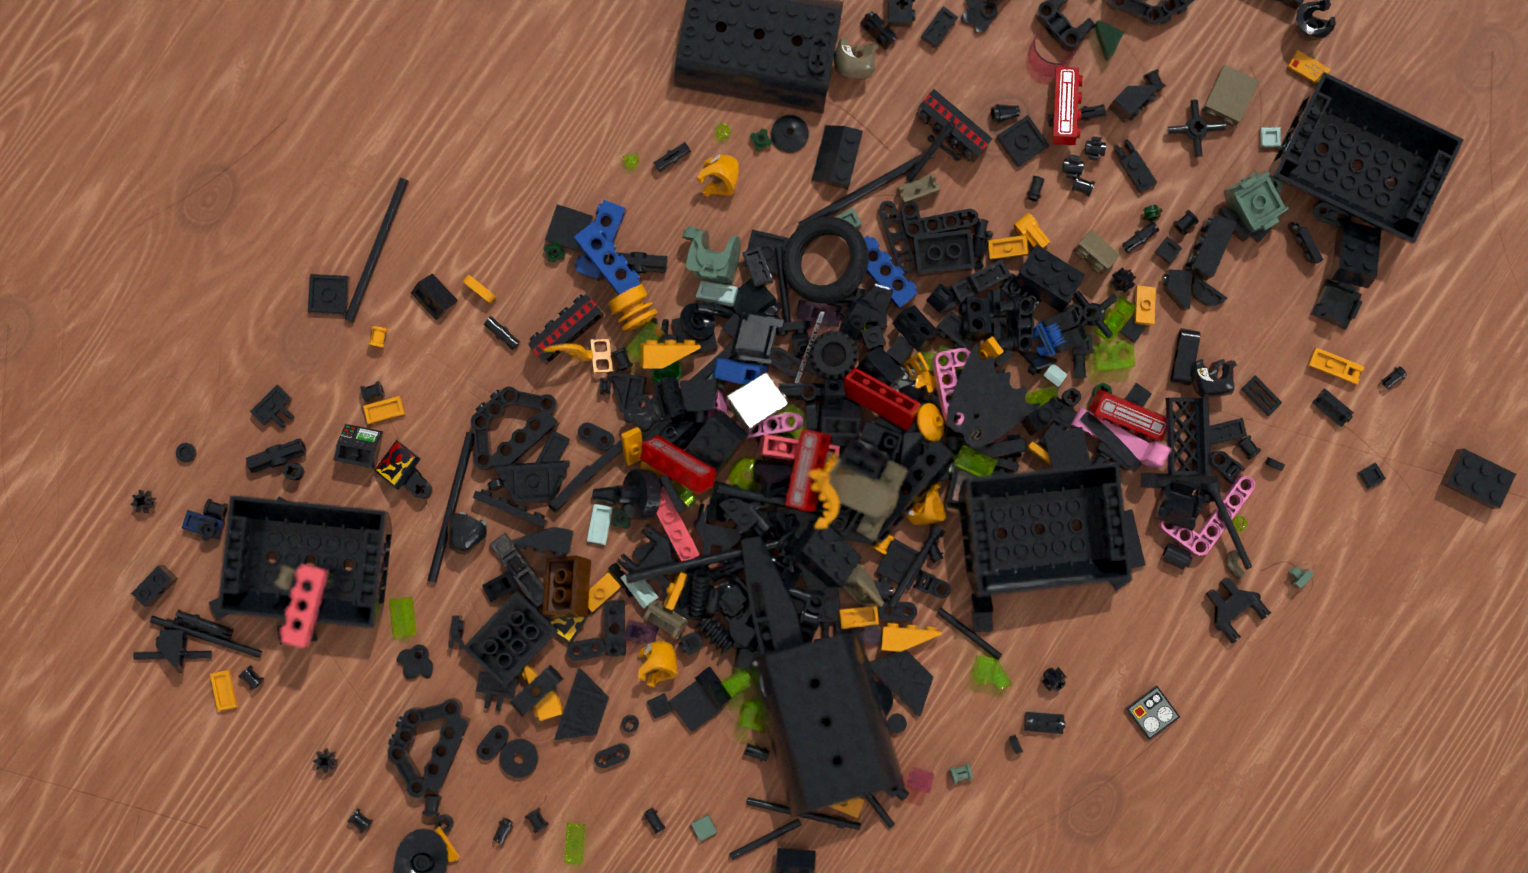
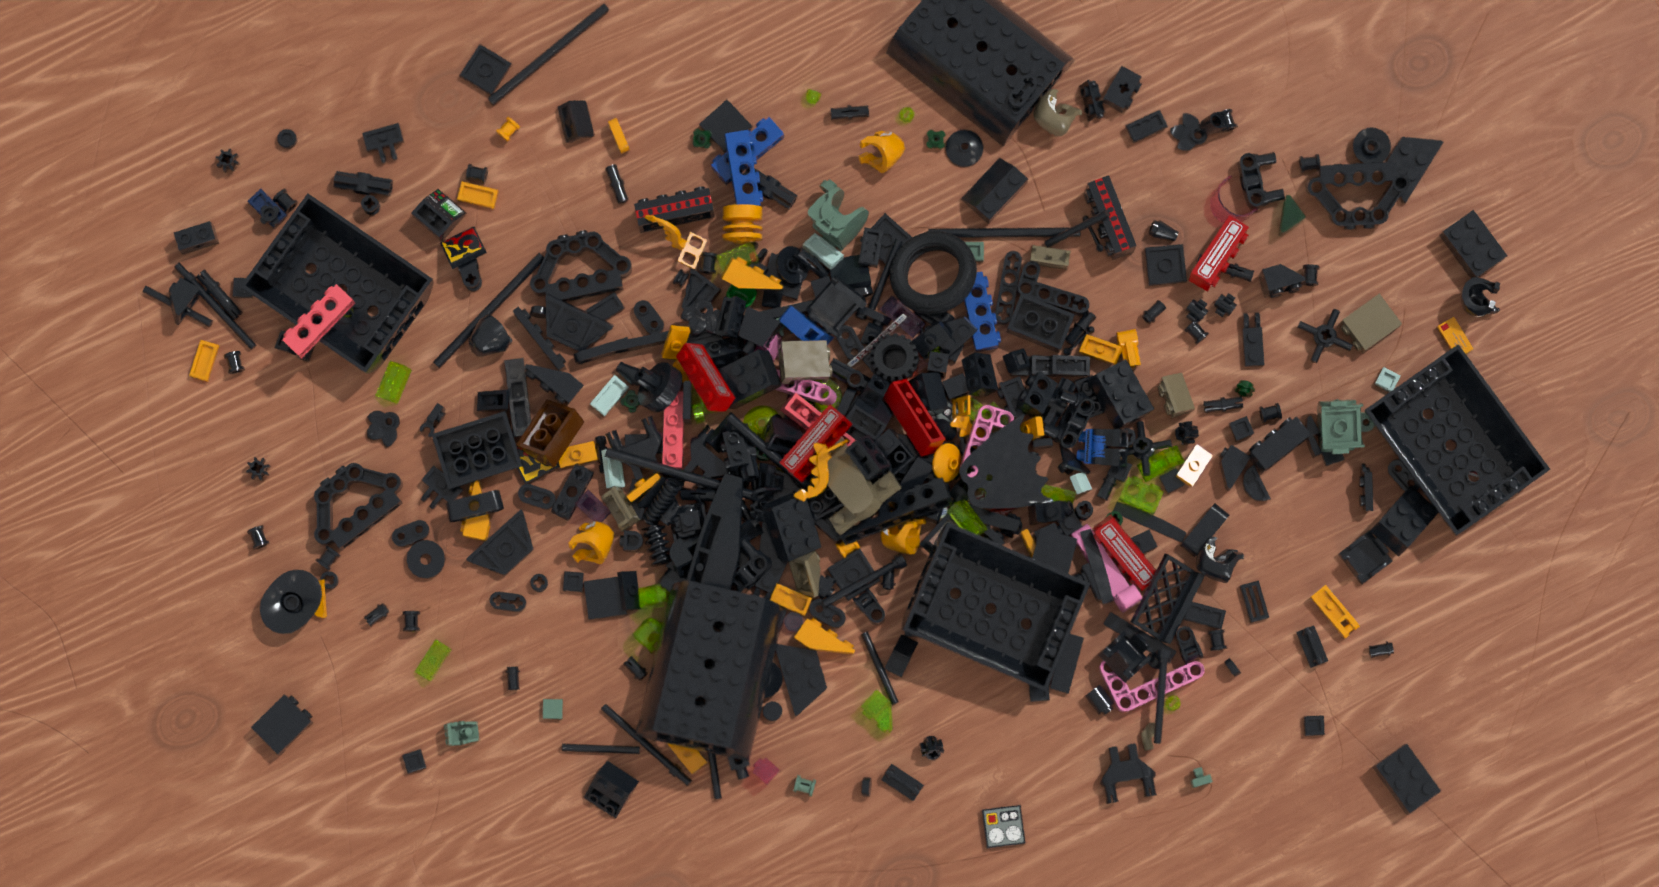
camera: 30 degrees right, 5 degrees down
(285, 577) = (316, 288): dark tan bush -> none
(696, 360) = (772, 298): none -> black tile
(1132, 374) = (1150, 521): none -> black sticker

